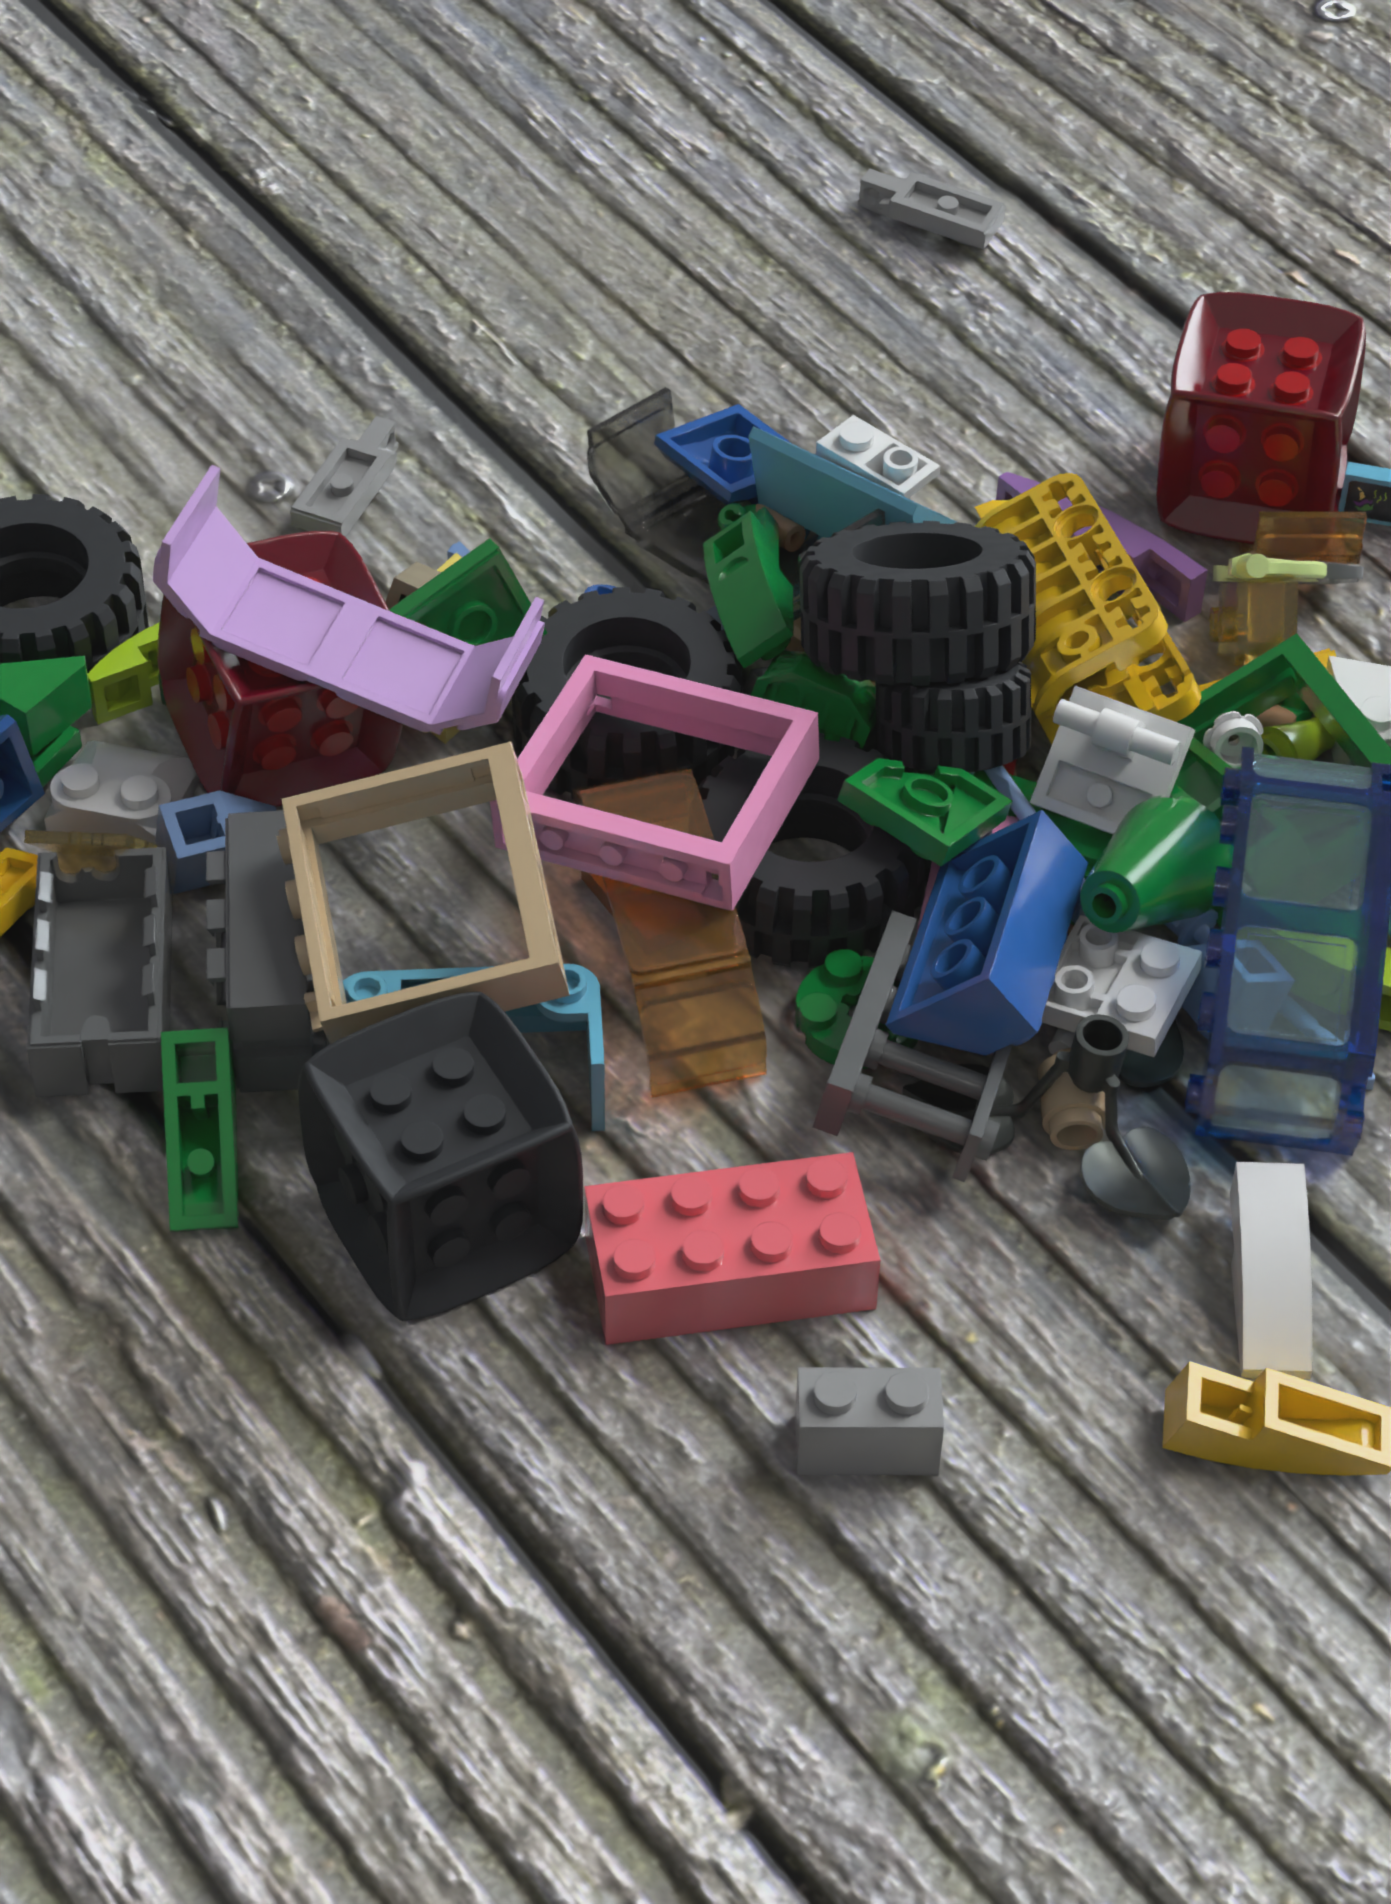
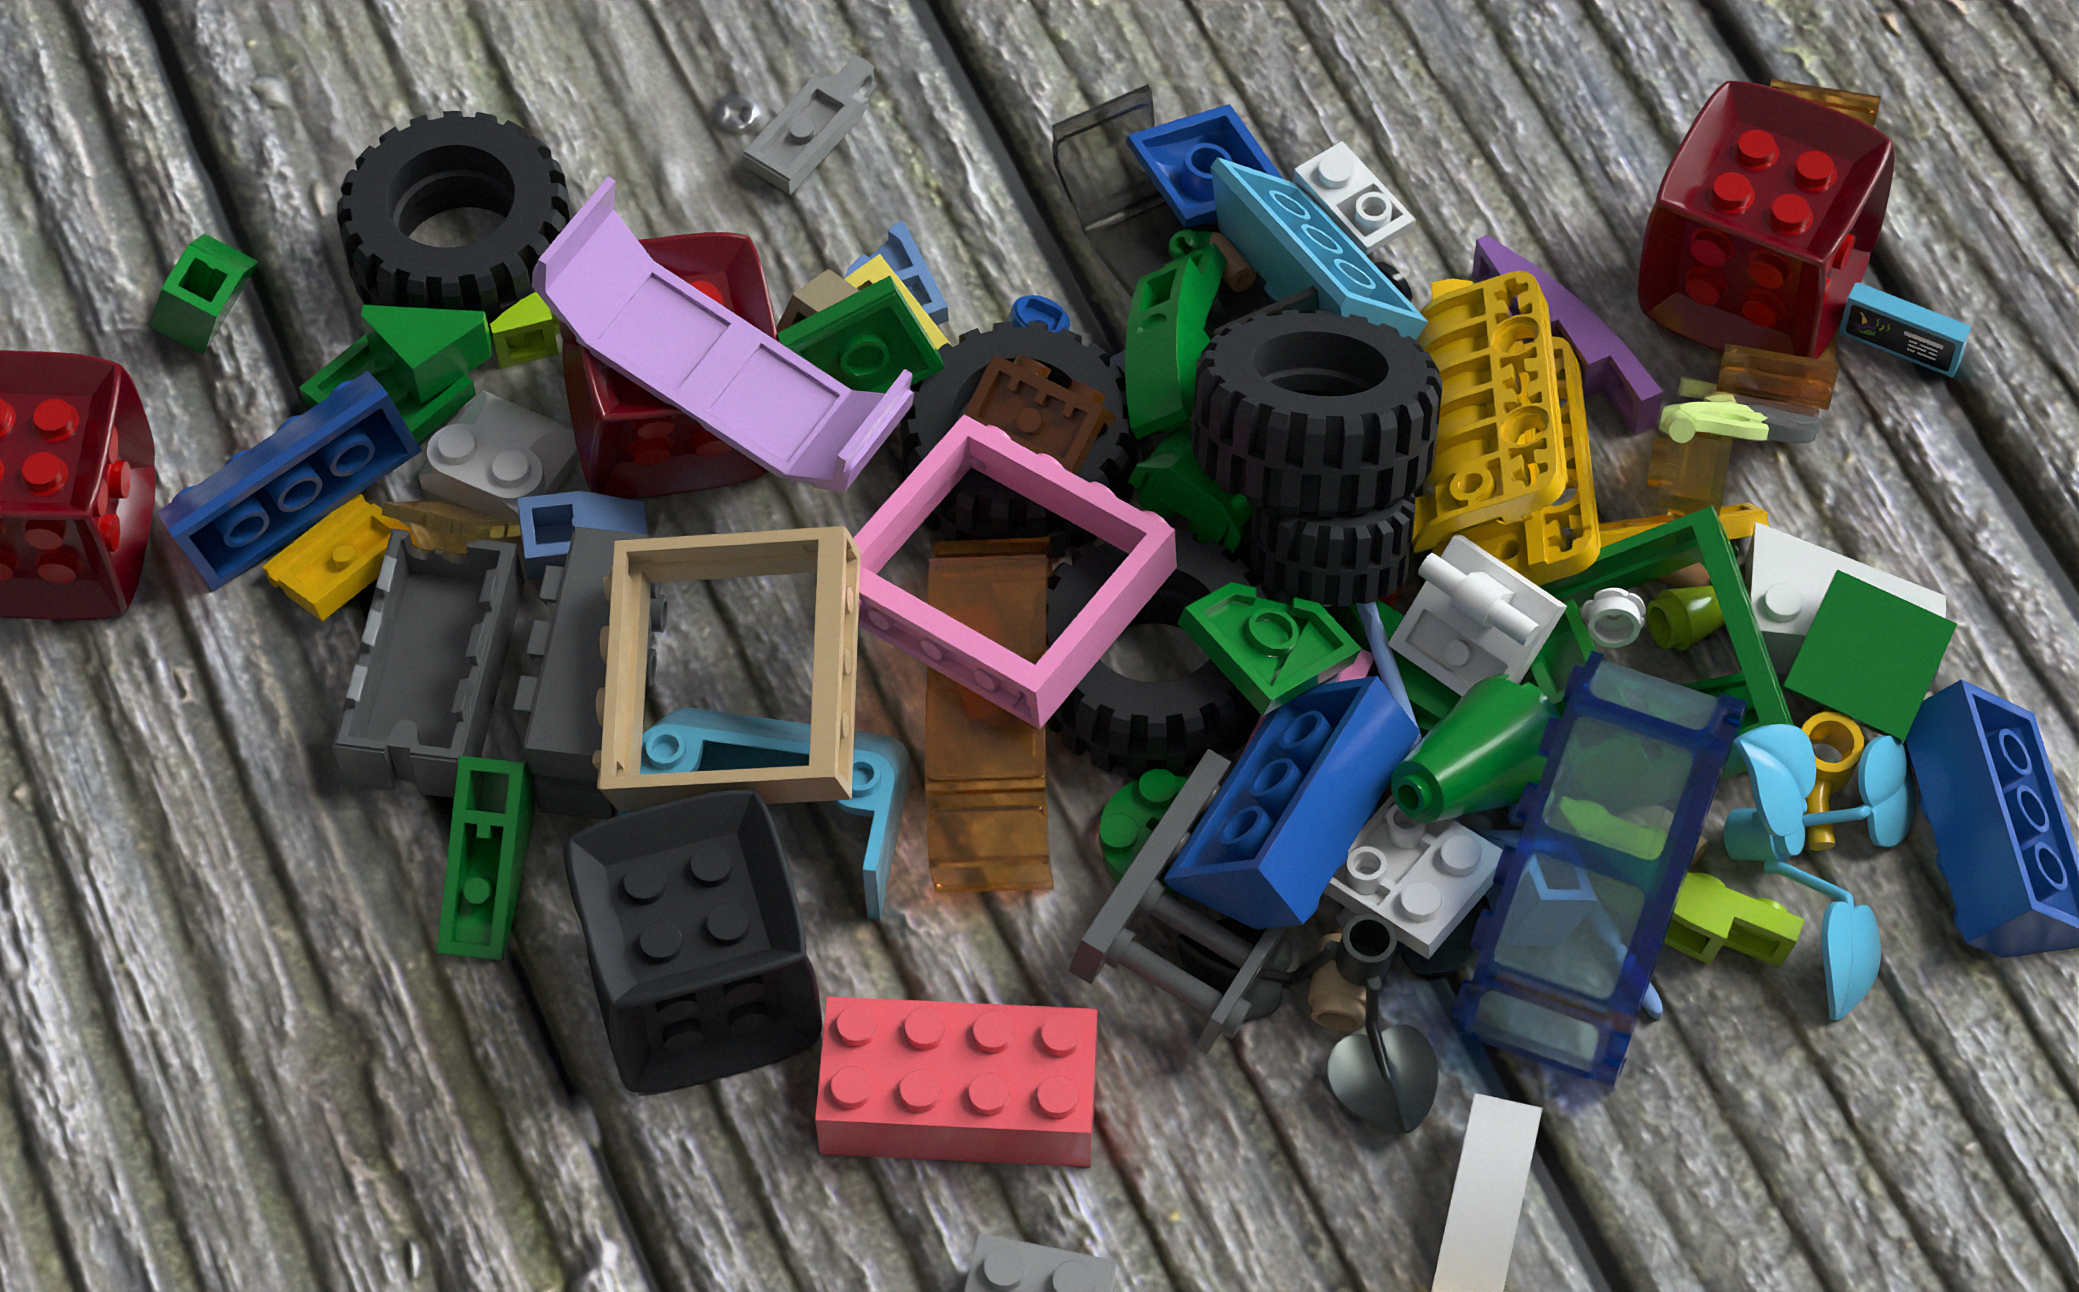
camera: 15 degrees right, 10 degrees up
(652, 642) = (1040, 411): none -> reddish brown bracket

